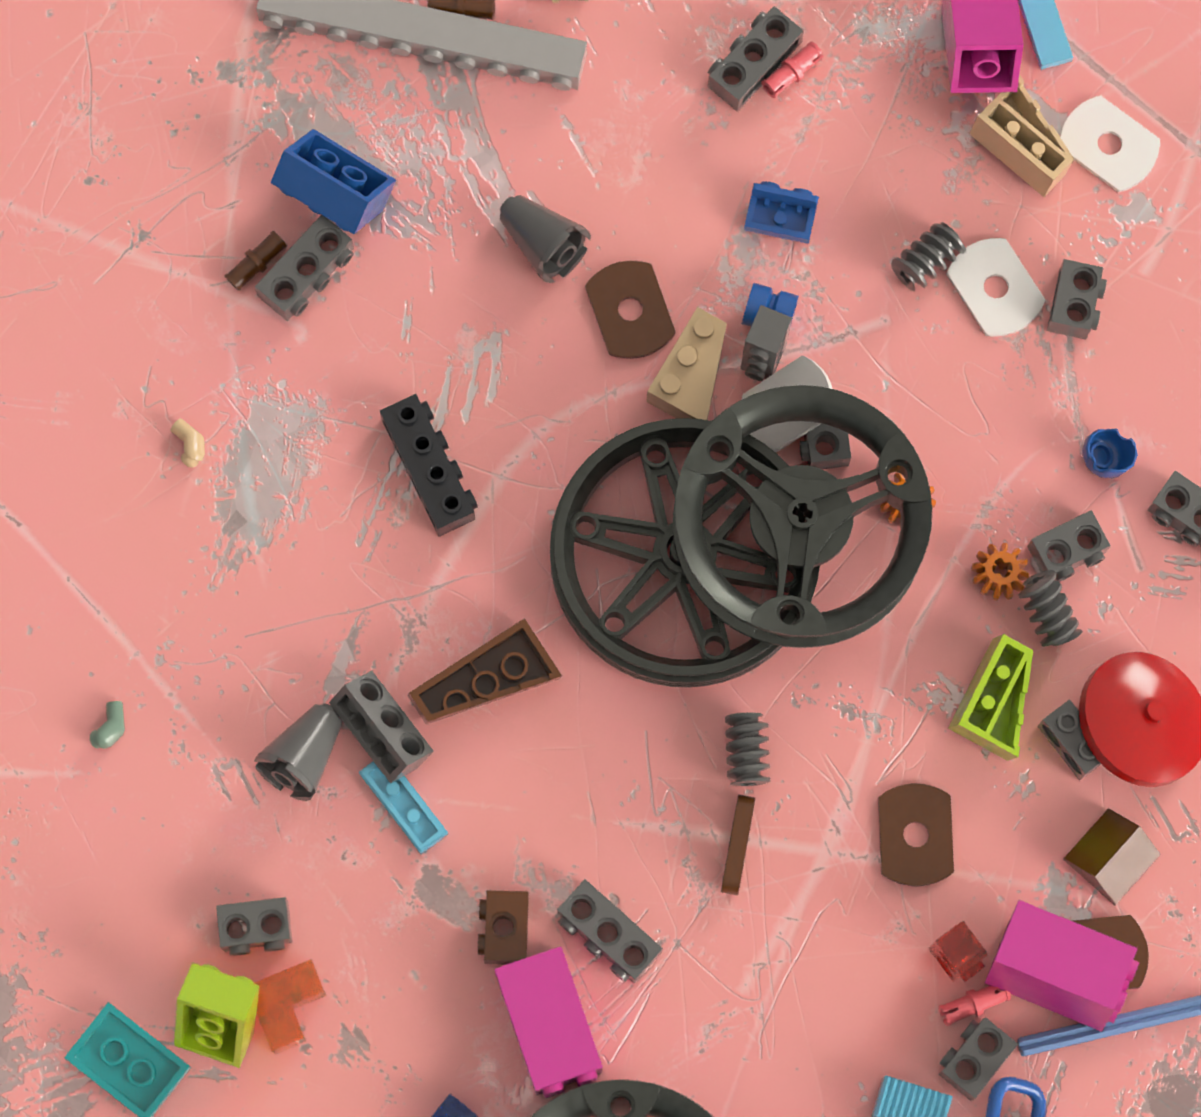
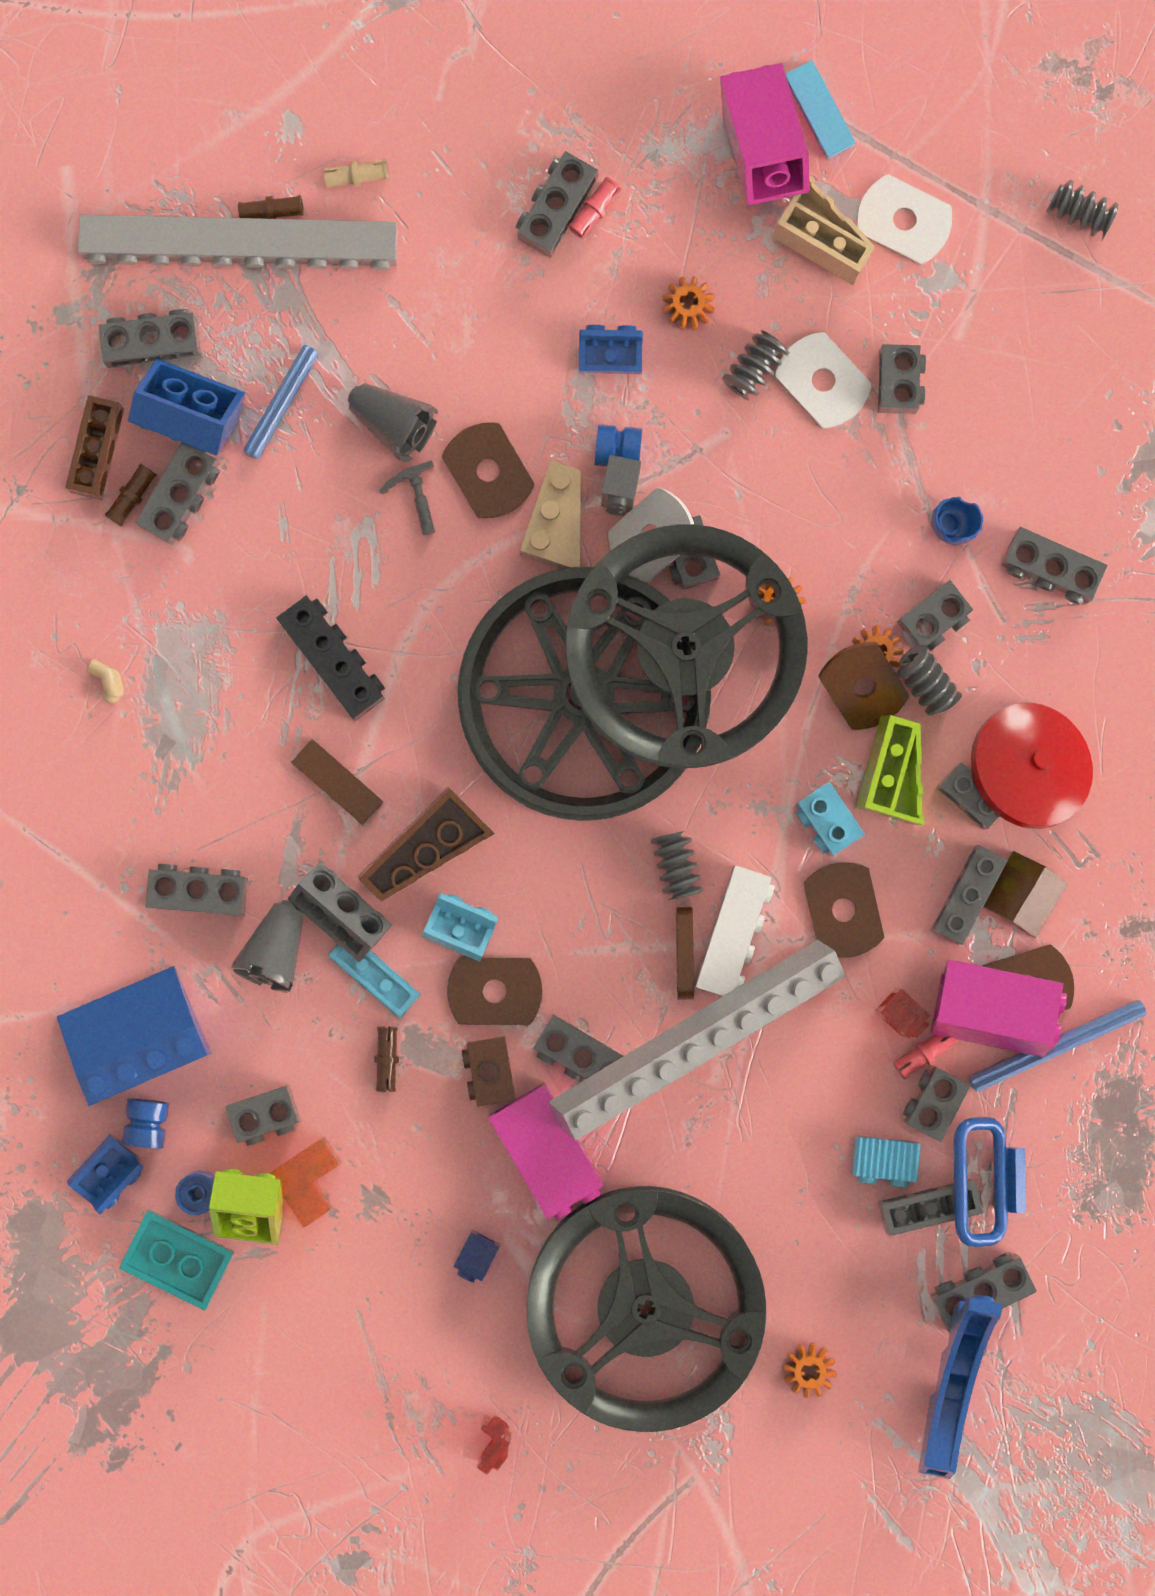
camera: 10 degrees left, 10 degrees up
(73, 954) = (106, 1174): none -> blue bracket
(112, 729) = (95, 961): sand green arm -> none
(126, 909) = (145, 1123): none -> blue wheel
(134, 816) = (132, 1036): none -> blue slope
(161, 991) = (195, 1192): none -> blue wheel
(229, 205) = (94, 447): none -> reddish brown brick
(245, 691) = (181, 898): none -> dark grey brick
(297, 122) = (163, 348): none -> dark grey brick
(397, 893) = (386, 1059): none -> reddish brown pin
(407, 594) = (337, 782): none -> reddish brown tile
(430, 199) = (281, 402): none -> medium blue axle
(497, 846) = (467, 995): none -> reddish brown piece
(505, 768) = (460, 926): none -> medium azure bracket
(554, 325) = (420, 499): none -> dark grey piece
(733, 931) = (696, 1039): none -> light grey brick
(793, 833) = (733, 931): none -> white brick
(879, 190) = (680, 295): none -> orange gear
(918, 735) = (829, 820): none -> medium azure brick
(975, 574) = (853, 664): none -> reddish brown piece
(1052, 843) = (968, 895): none -> dark grey brick

